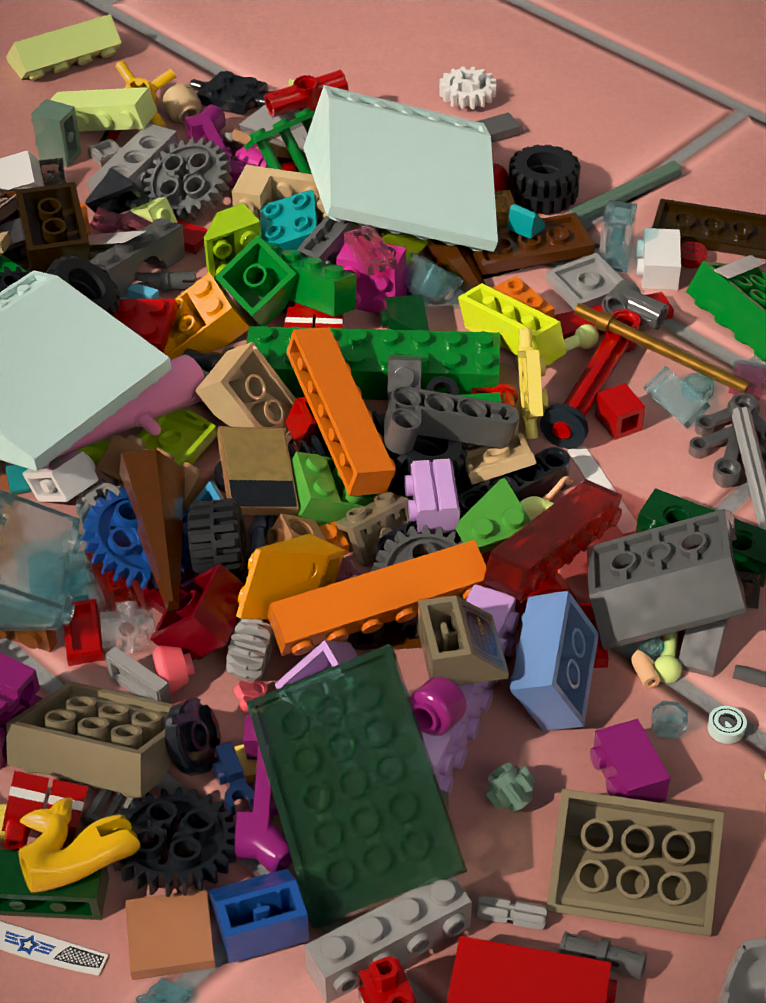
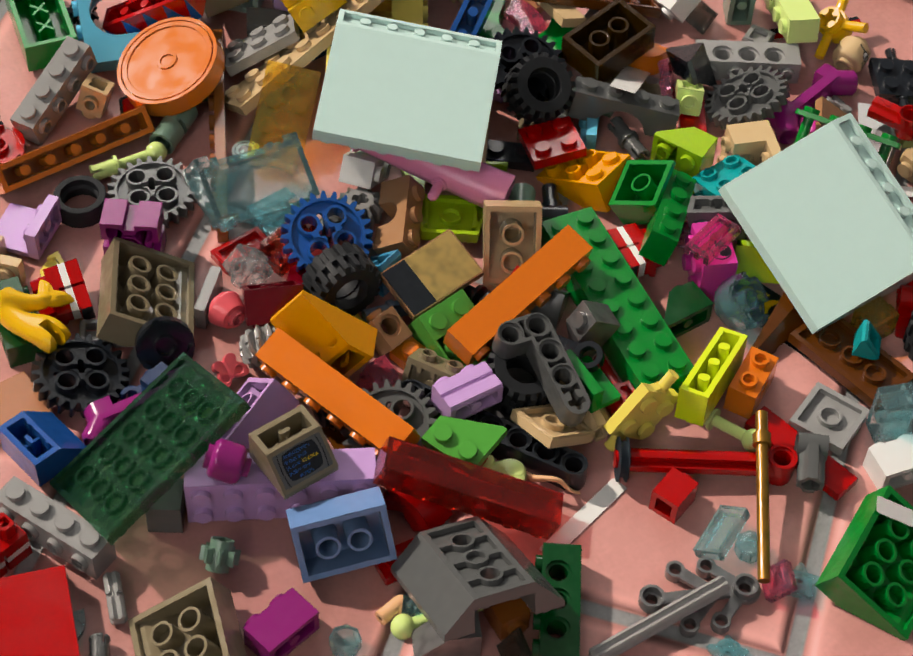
camera: 60 degrees right, 5 degrees up
(157, 497) = (356, 218): reddish brown wedge -> none

